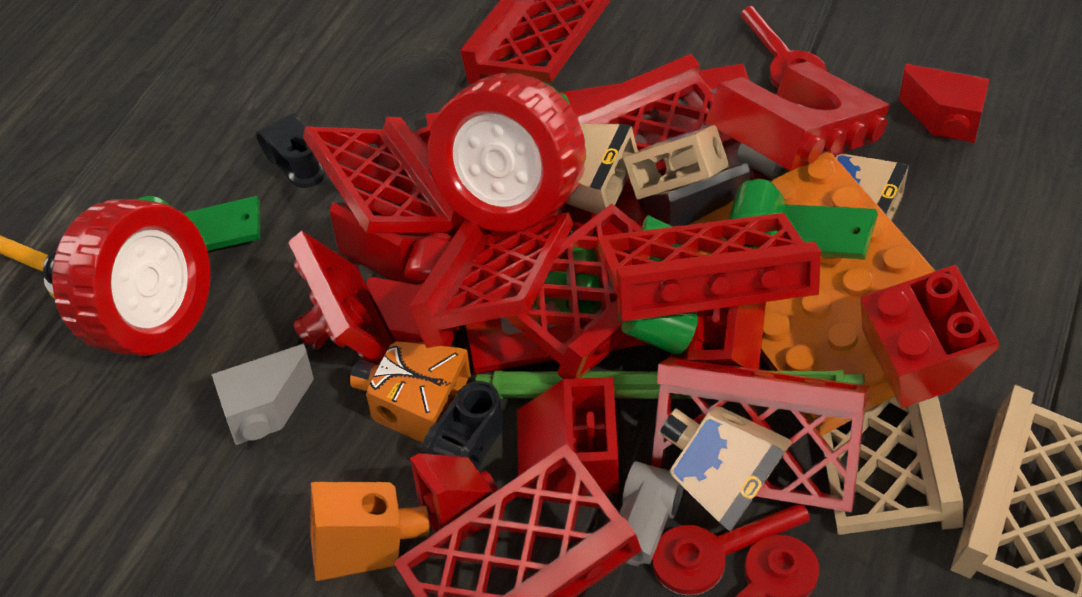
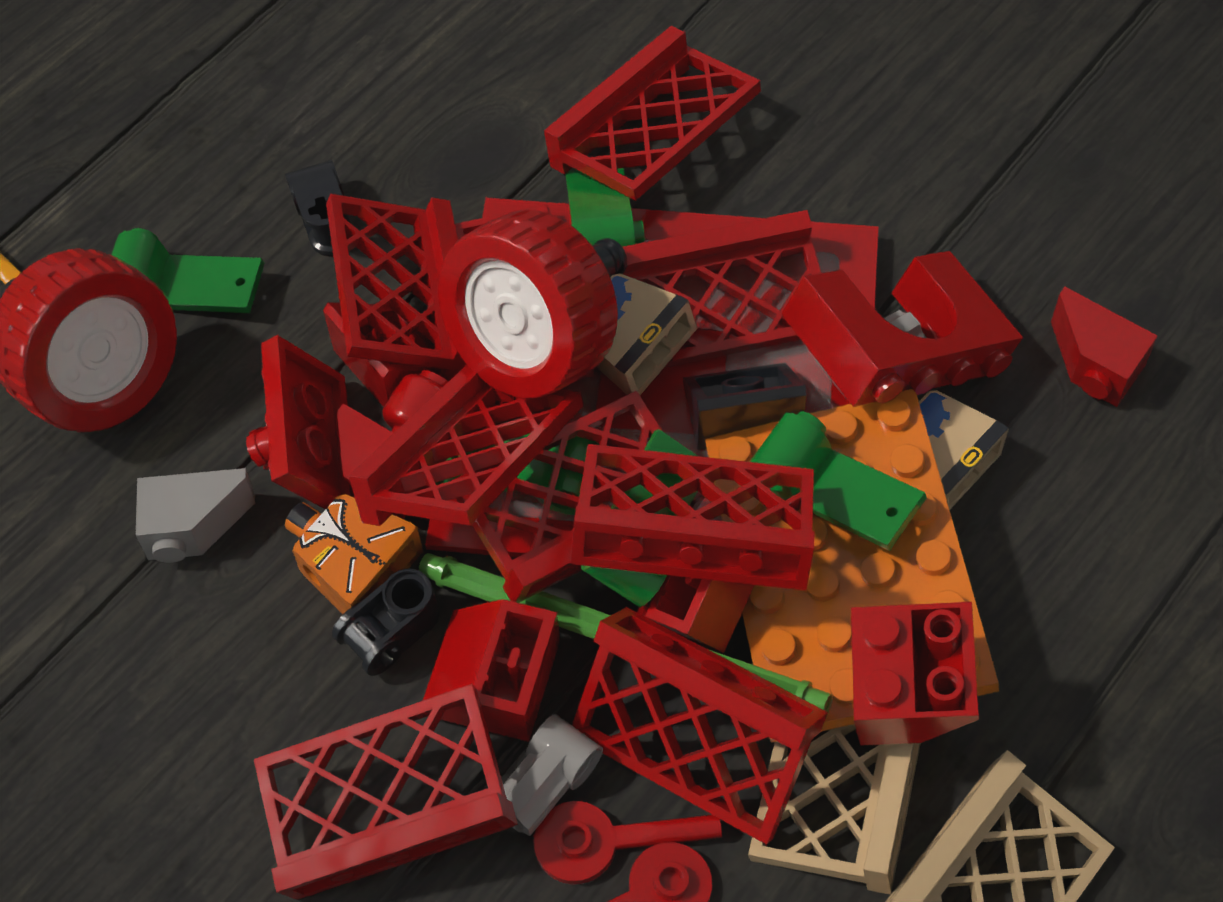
camera: 15 degrees right, 10 degrees up
(359, 527) = (234, 706): orange torso -> none
(450, 488) = (343, 691): red slope -> none
(687, 160) = (756, 355): tan torso -> none
(723, 460) = (641, 747): torso -> none
(775, 45) = (936, 234): red piece -> none

